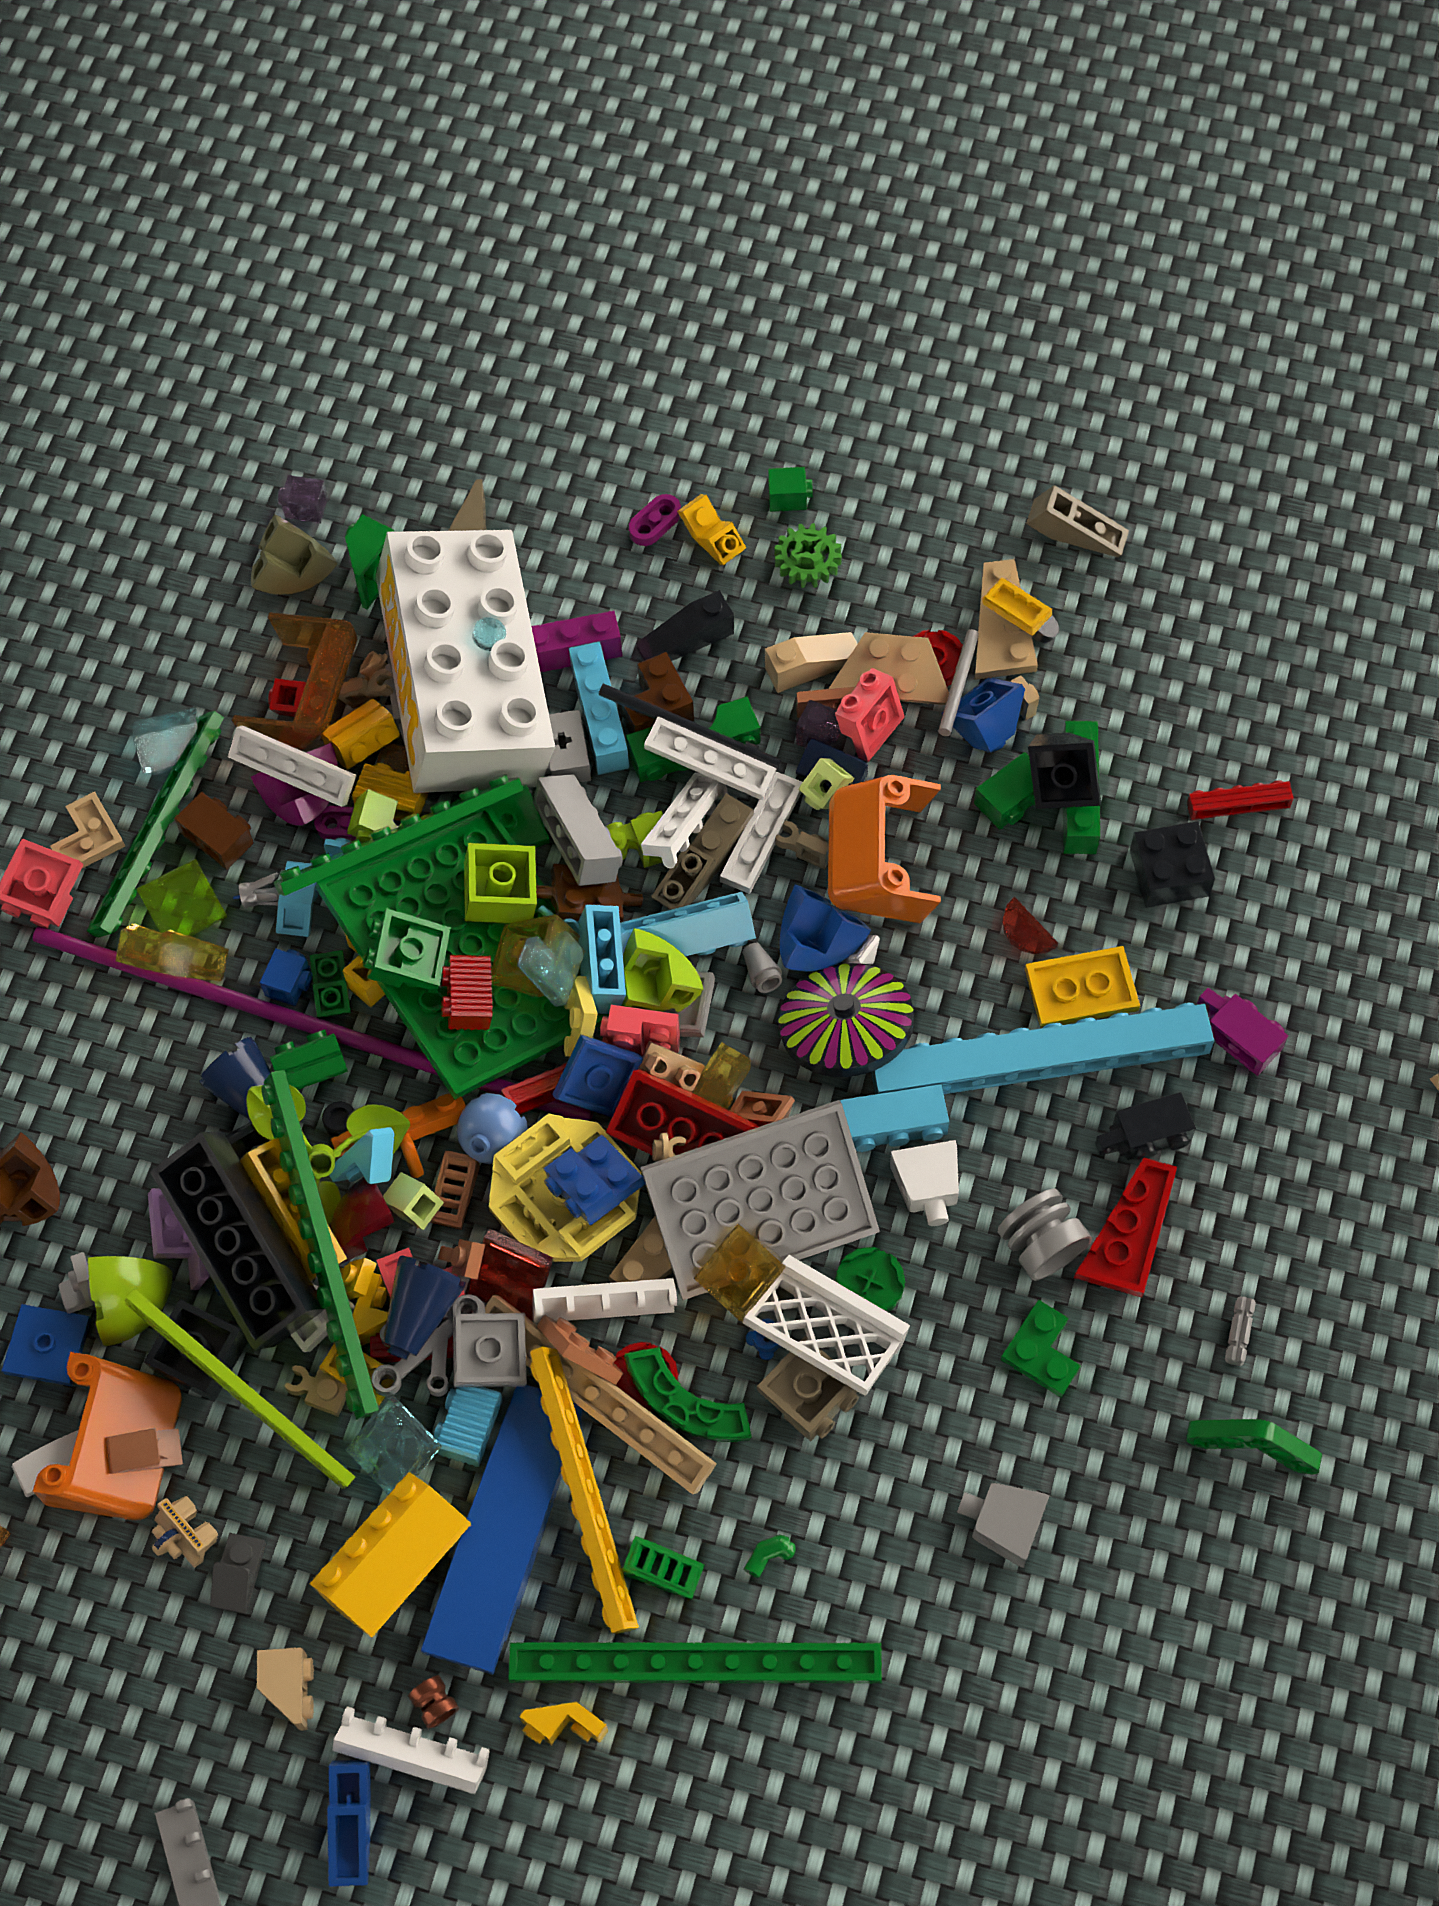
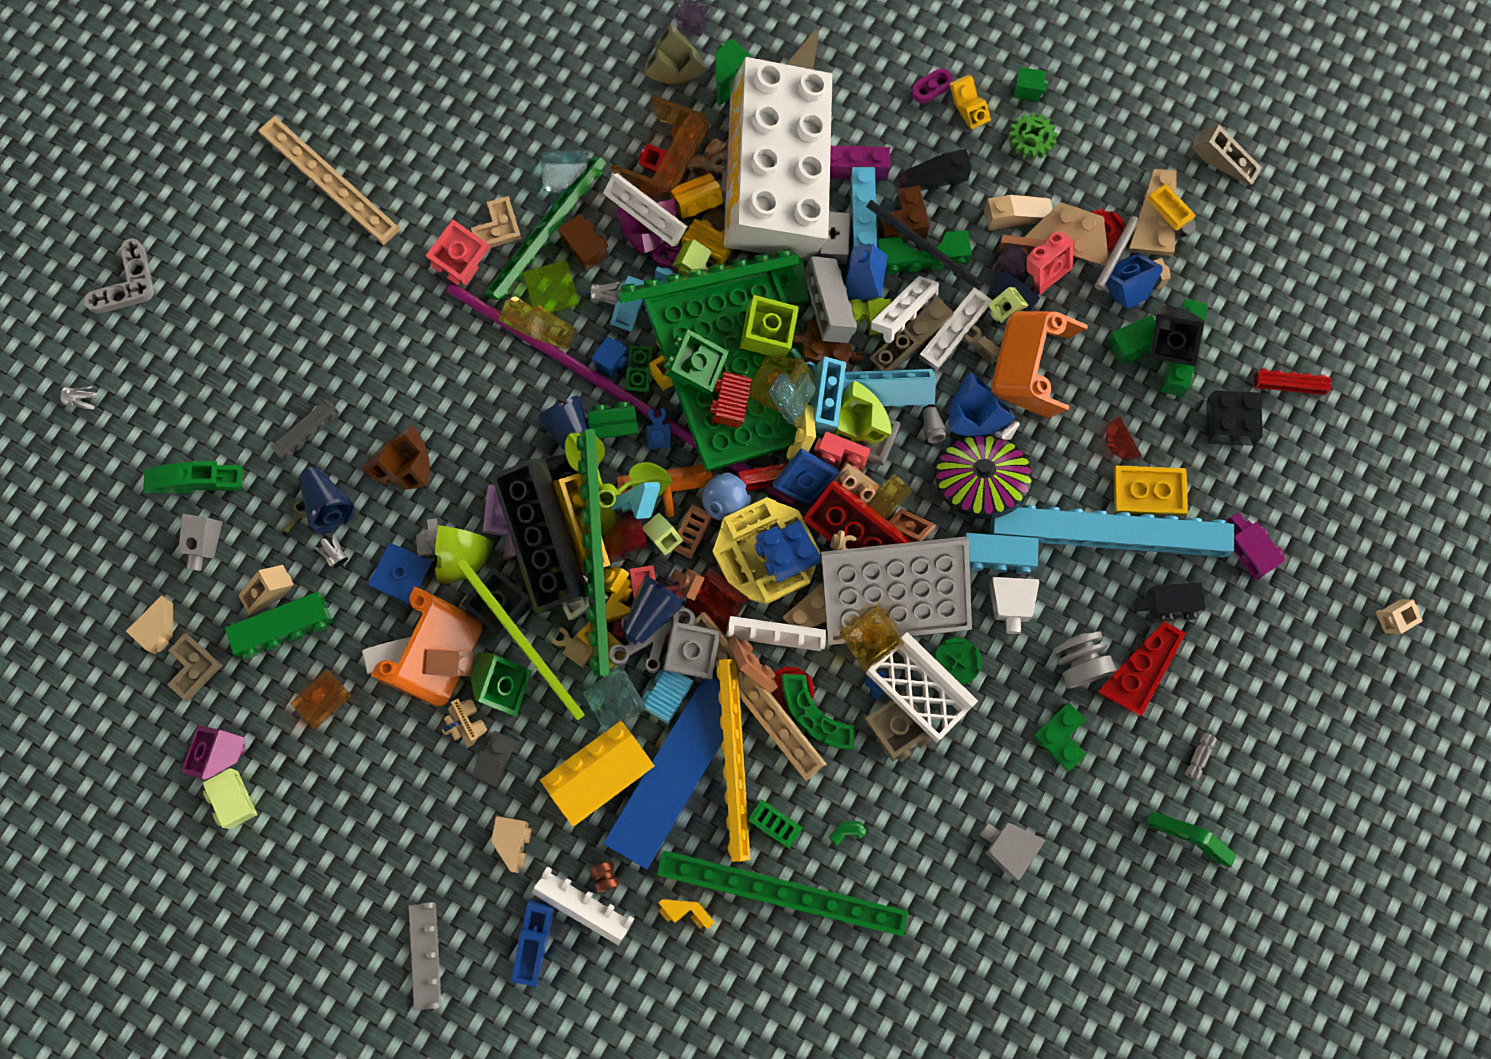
camera: 10 degrees right, 10 degrees up
(222, 1461) = (499, 682): none -> green slope
(335, 1117) = (624, 462): black tile -> none
(378, 1065) = (659, 434): none -> blue plate
(488, 632) = (799, 146): clear light blue tile -> none
(618, 783) = (865, 272): none -> blue slope
(710, 758) = (932, 269): white plate -> none

